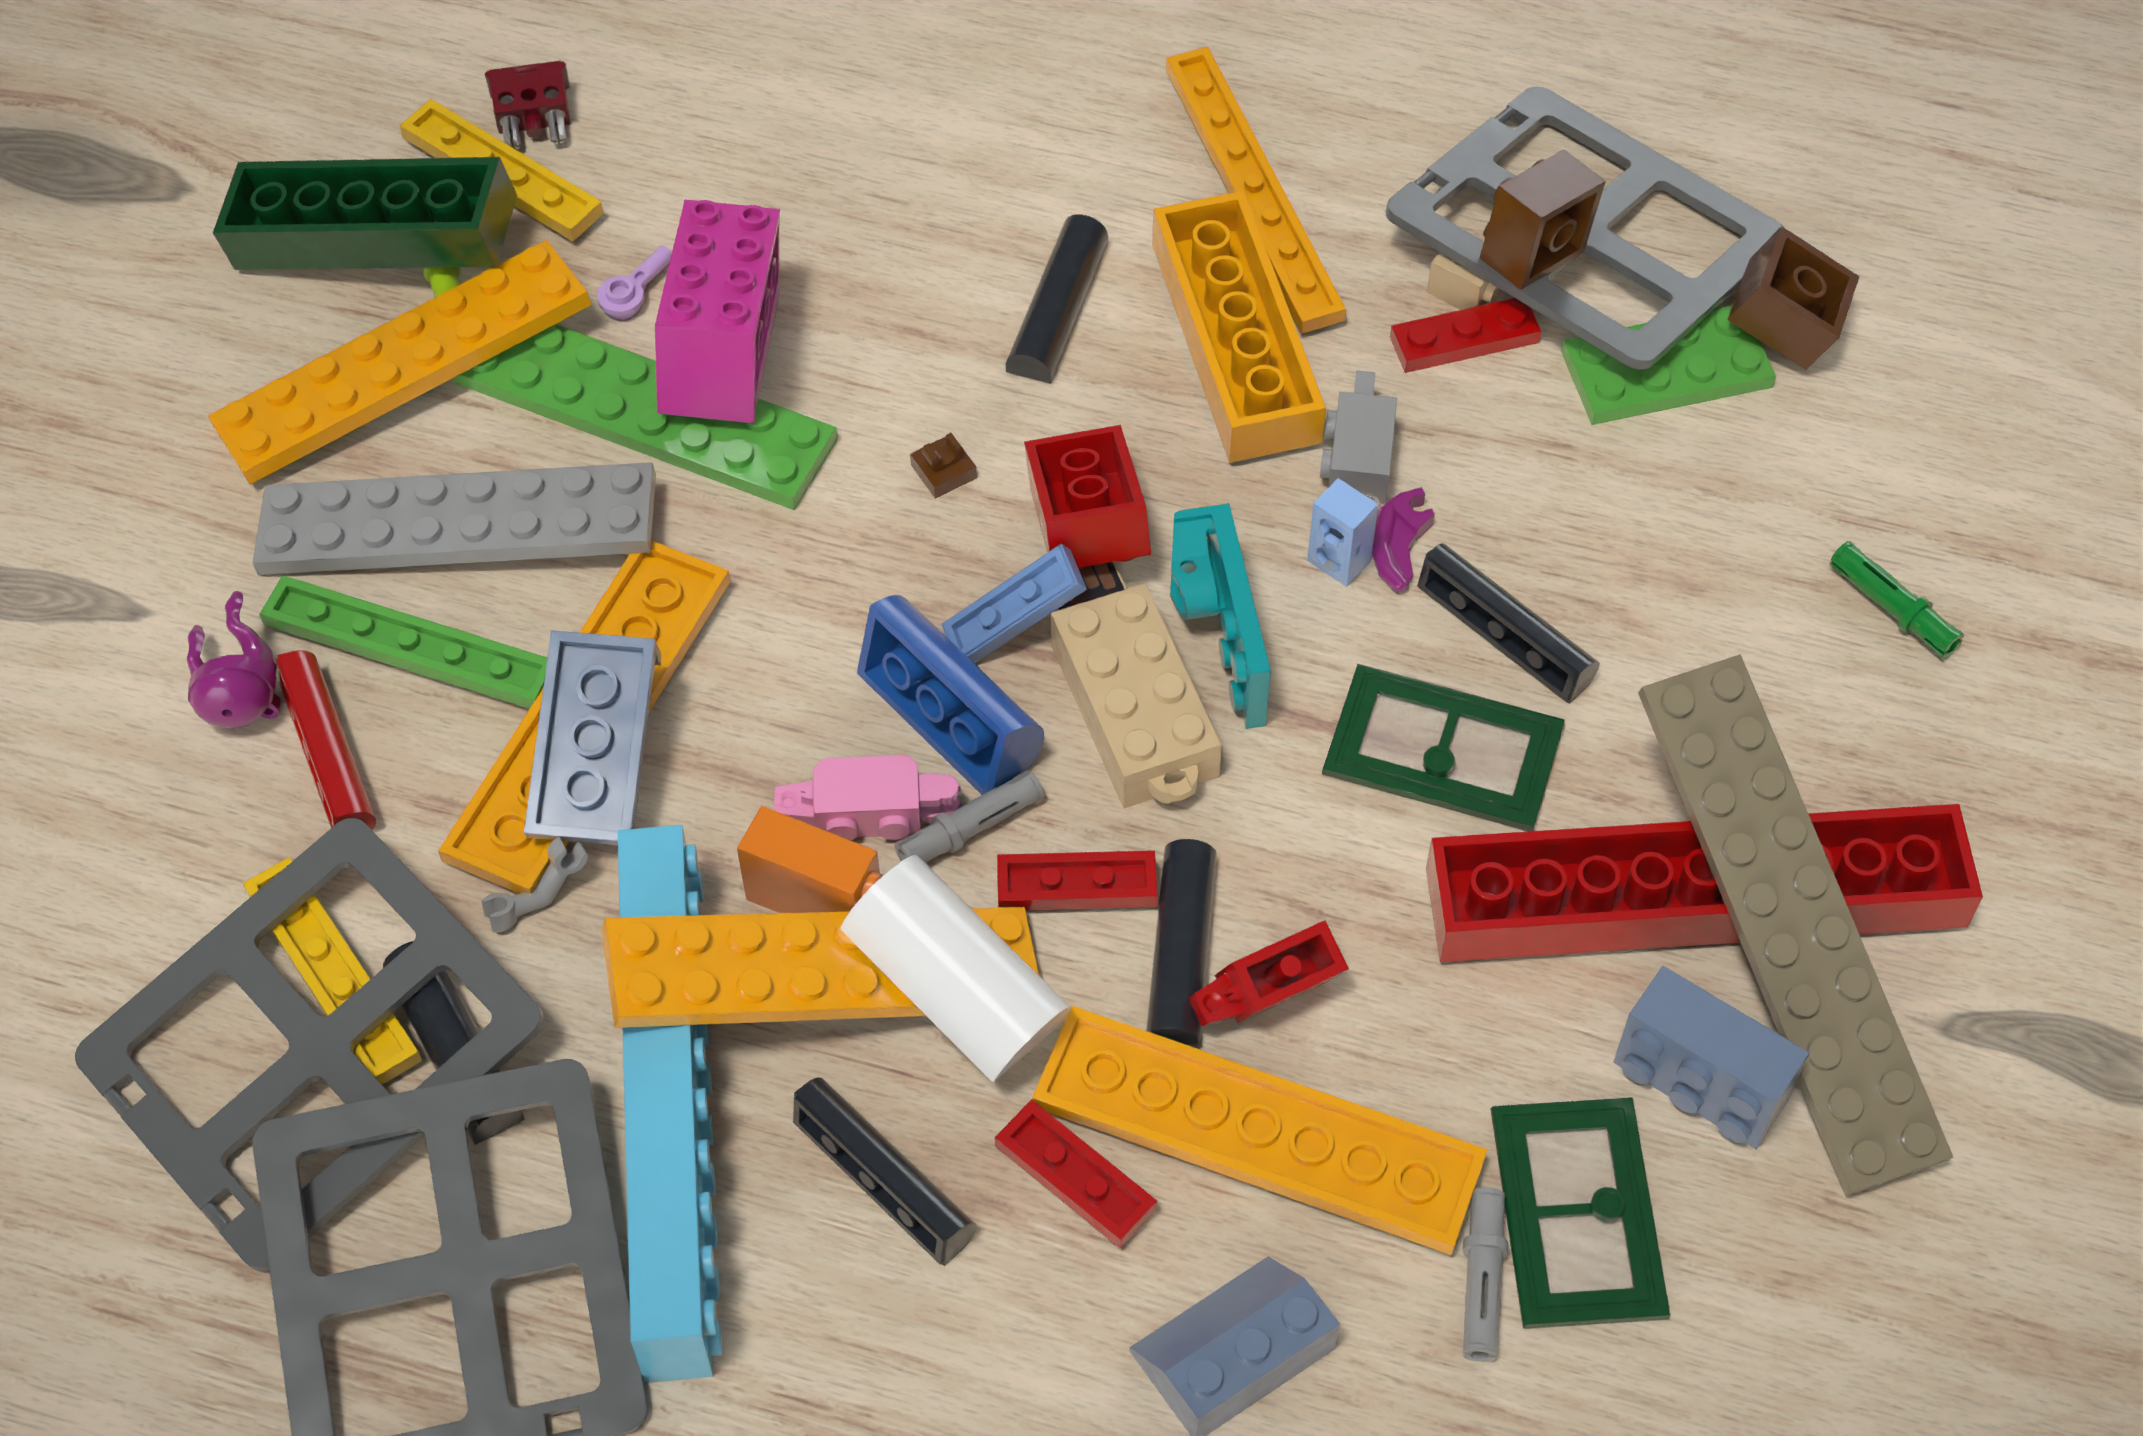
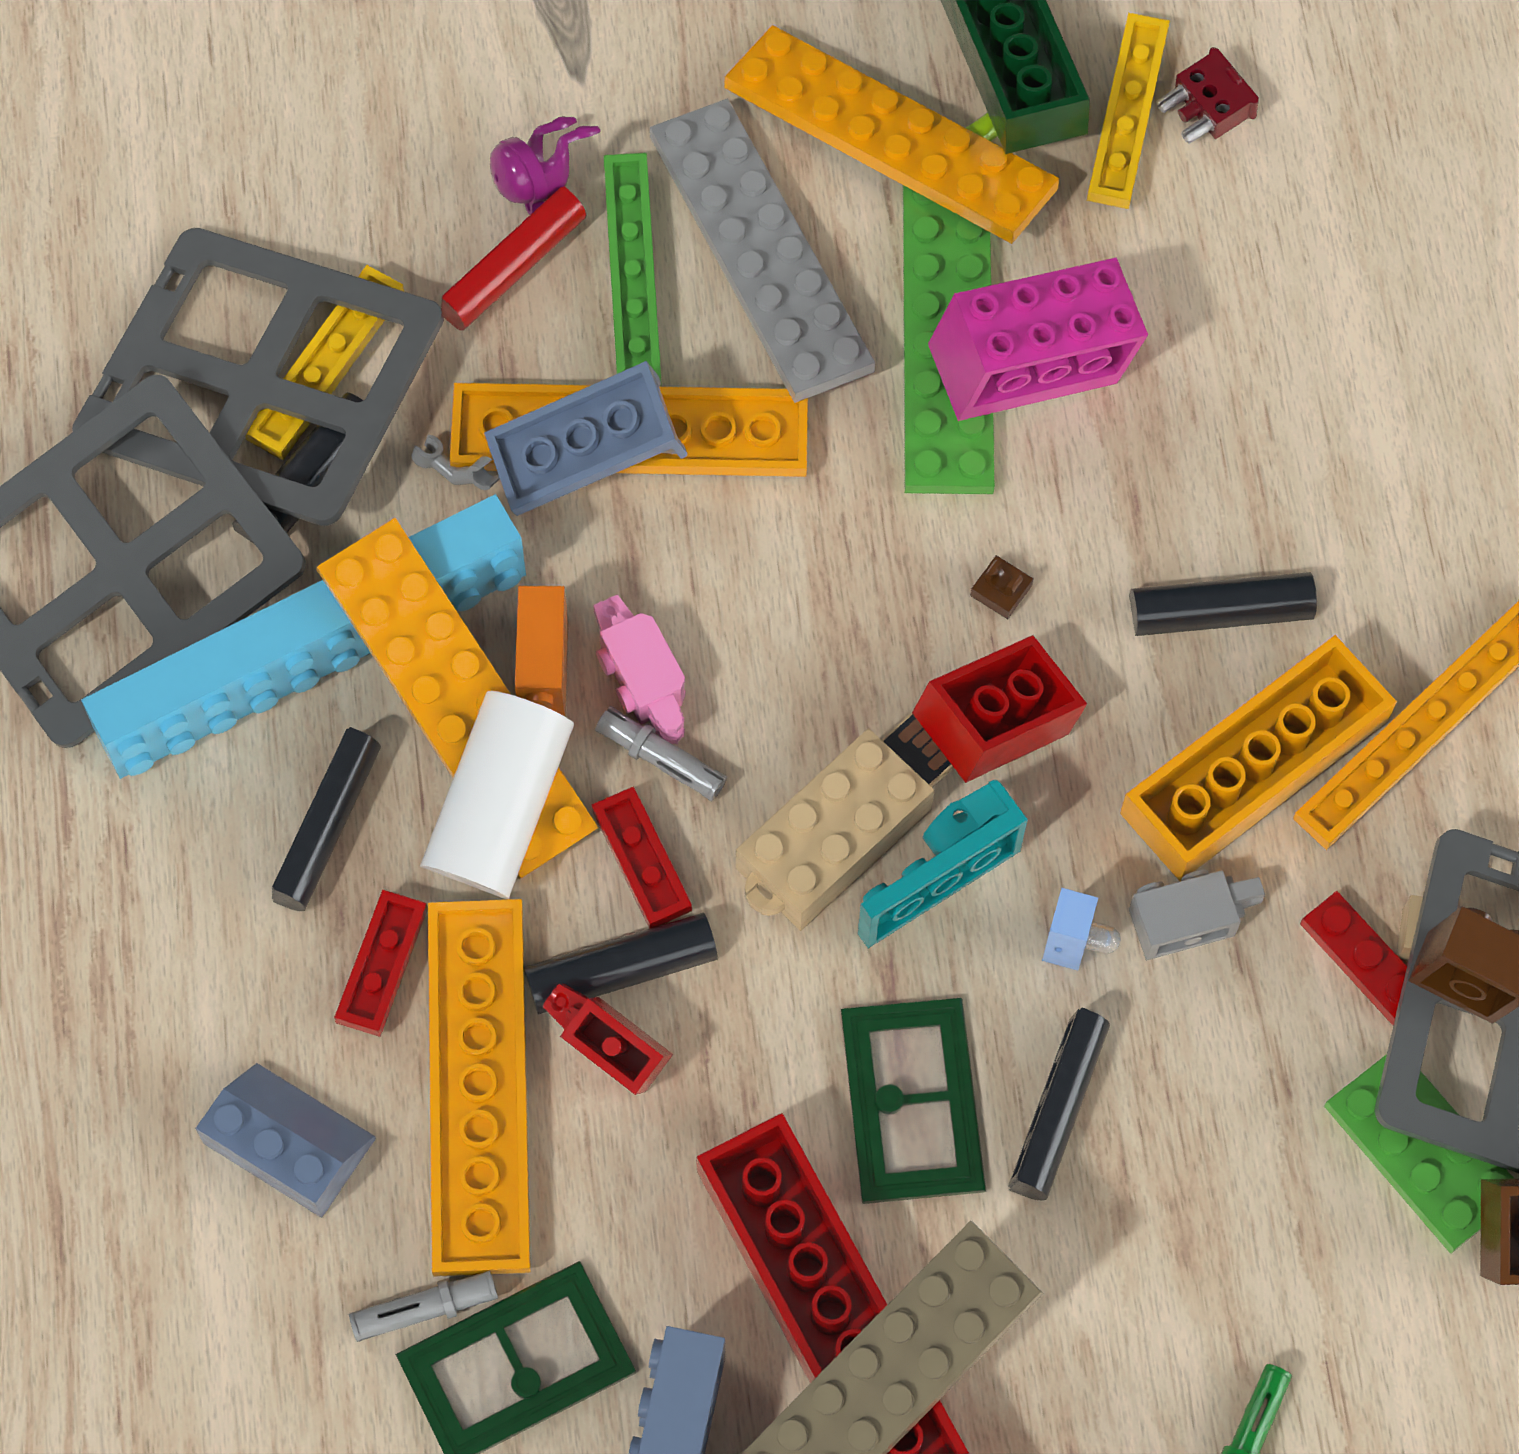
camera: 65 degrees right, 10 degrees up
(623, 295) = (1047, 258): lavender plate -> none
(946, 696) = (764, 685): blue brick -> none
(1016, 604) = (867, 698): medium blue tile -> none
(1395, 533) = (1112, 979): magenta piece -> none

